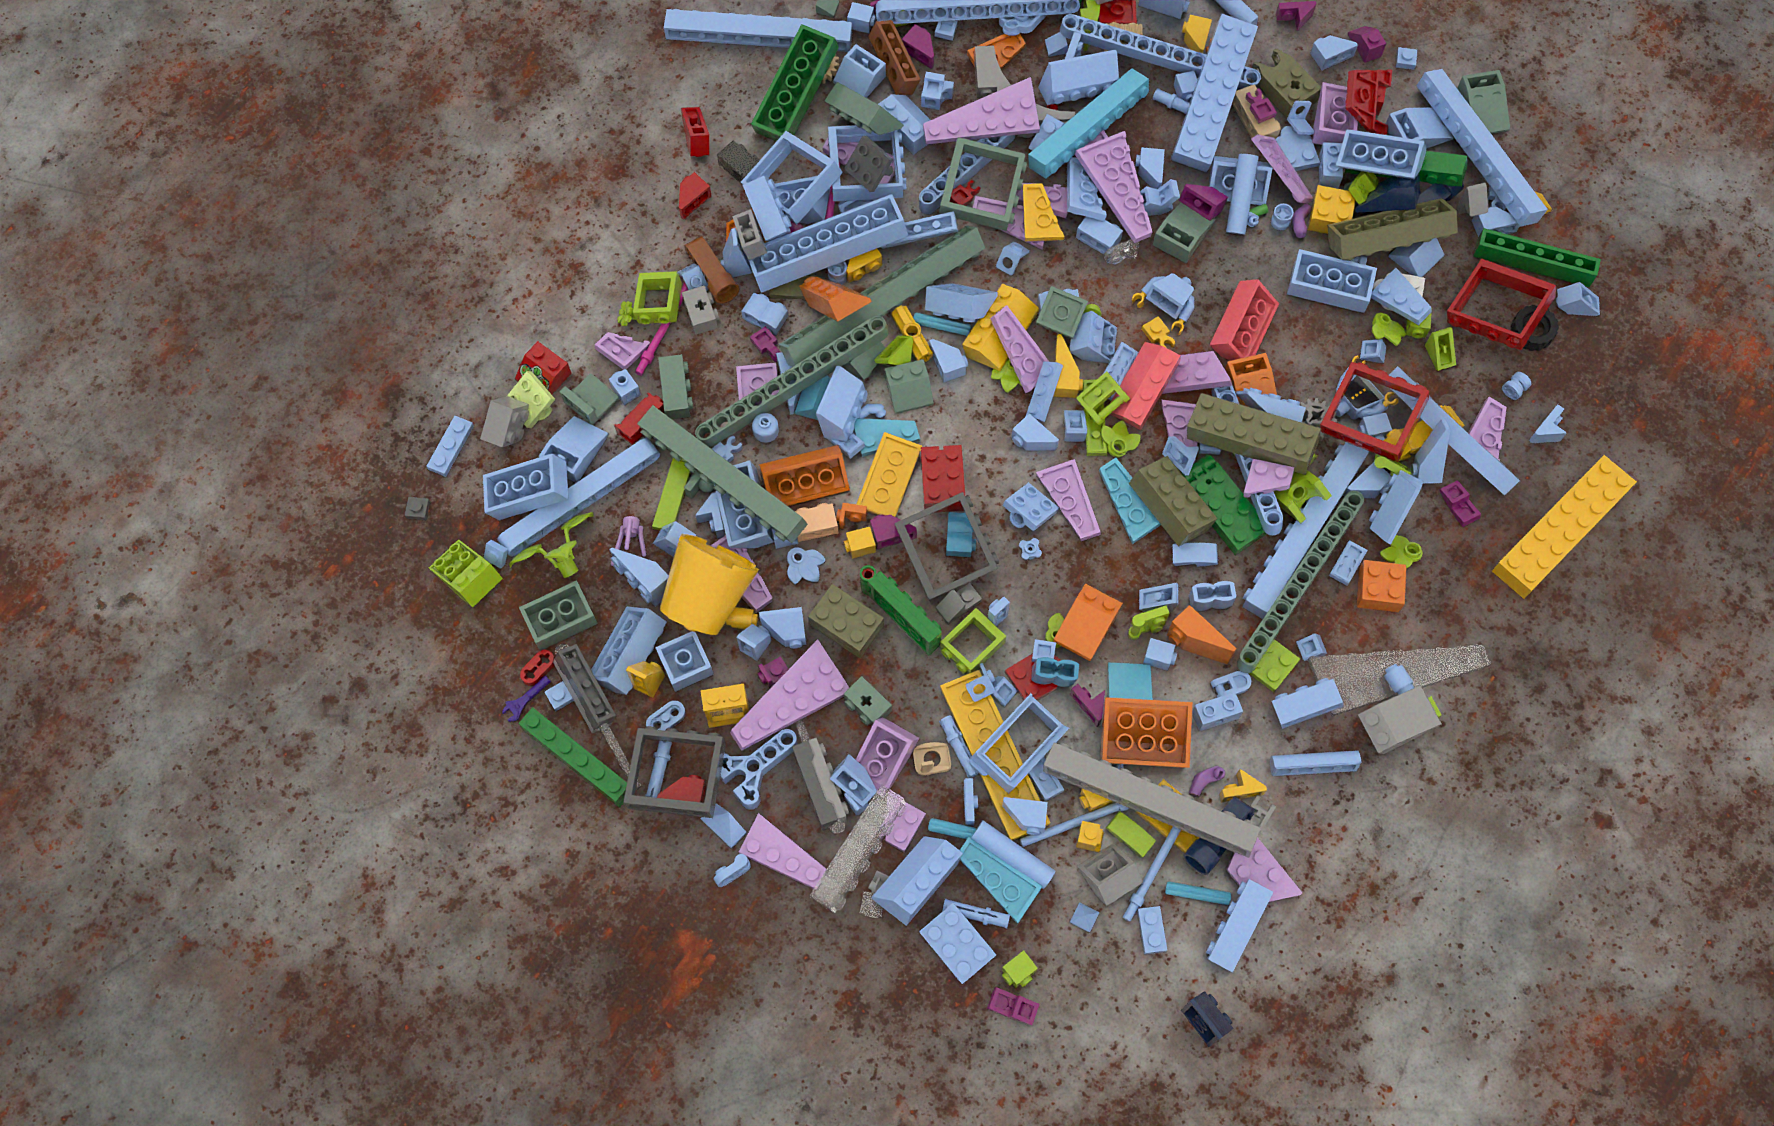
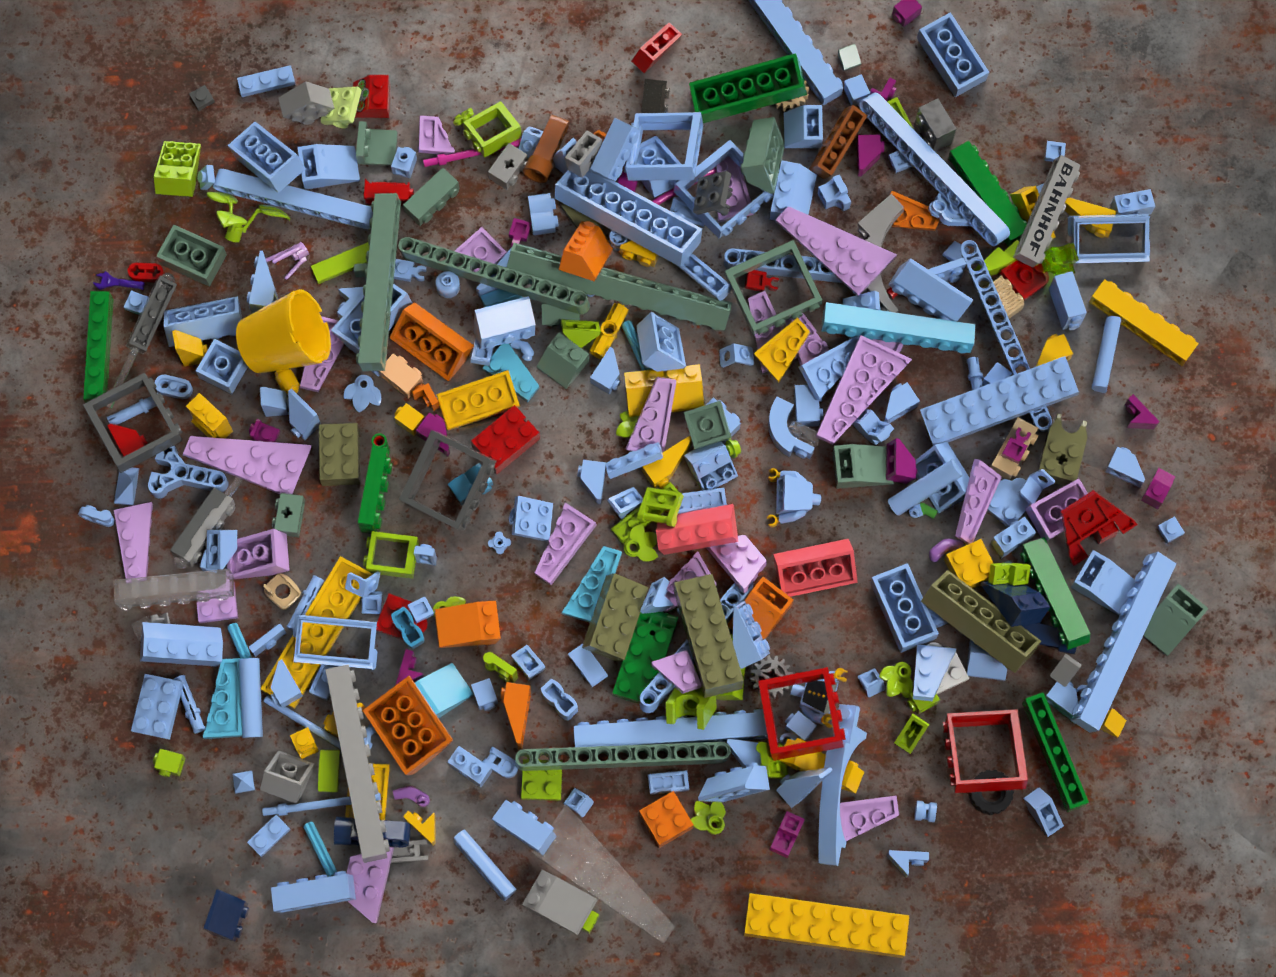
camera: 50 degrees right, 5 degrees up
(669, 537) = (309, 284): light blue brick -> none
(692, 194) = (599, 87): red slope -> none
(958, 603) = (417, 523): light grey slope -> none
(1013, 1006) = (141, 777): magenta slope -> none
(1105, 268) = (780, 434): none -> light blue arch
(1158, 332) = (757, 508): yellow plate -> none
(1282, 216) = (935, 528): light blue wheel -> none
(1381, 154) = (1036, 568): light blue slope -> none
(1398, 679) = (593, 881): light blue brick -> none

